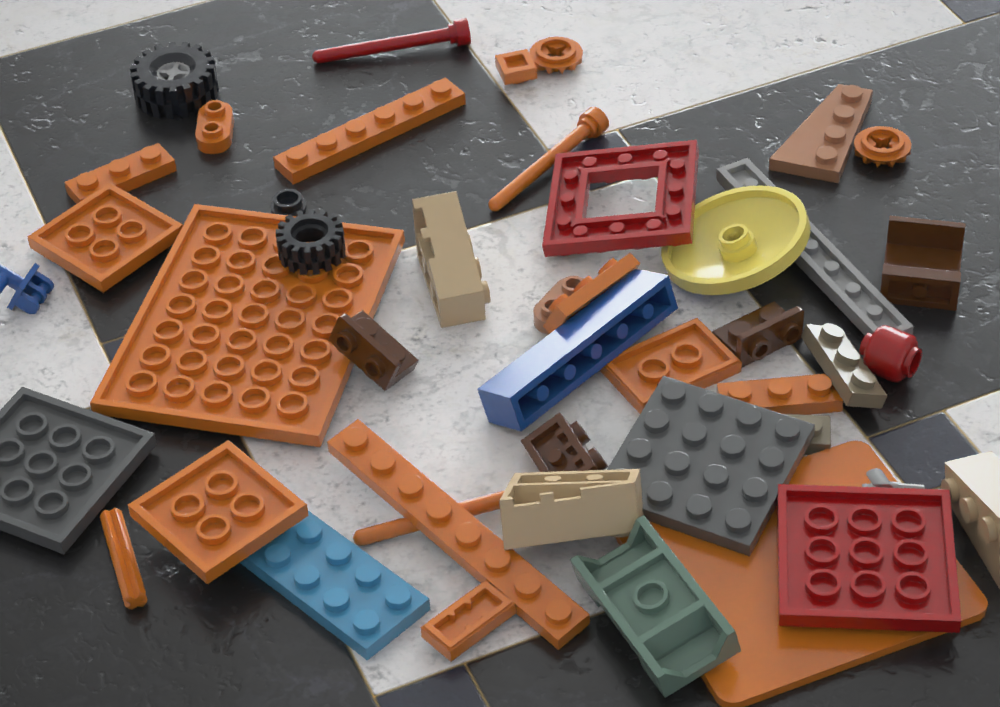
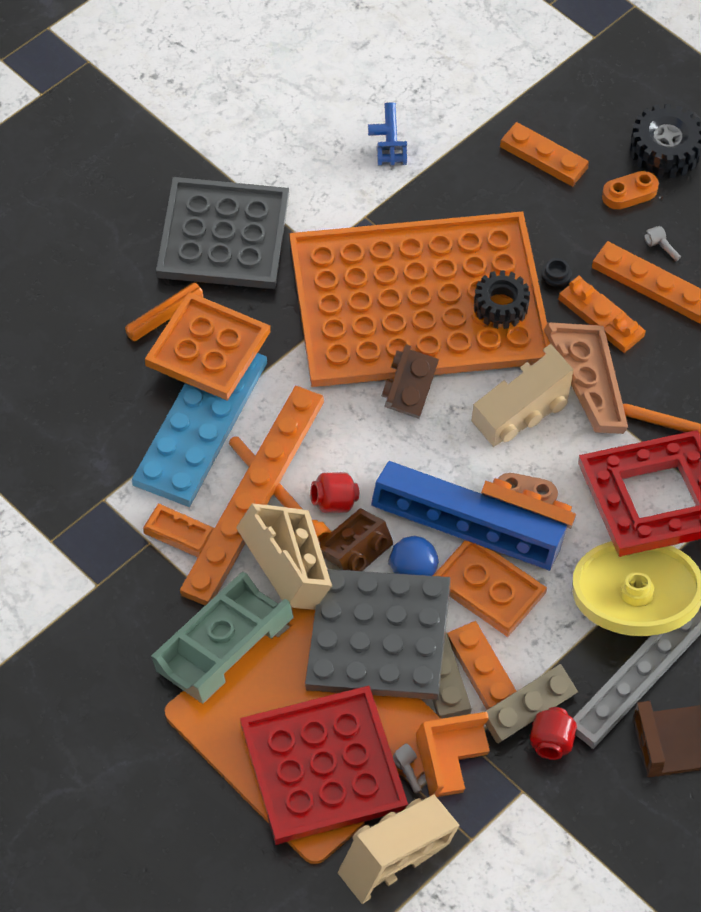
camera: 65 degrees right, 15 degrees up
(105, 237) = (467, 172): orange plate -> none
(290, 123) = (658, 236): none -> light grey hand
(363, 188) = (599, 310): none -> orange plate
(395, 210) = (593, 373): none -> nougat wing
(489, 456) = (334, 492): none -> red head
(609, 414) = (414, 557): none -> blue hair
(761, 332) = (548, 636): reddish brown bracket -> none
(876, 446) = (444, 744): none -> orange panel

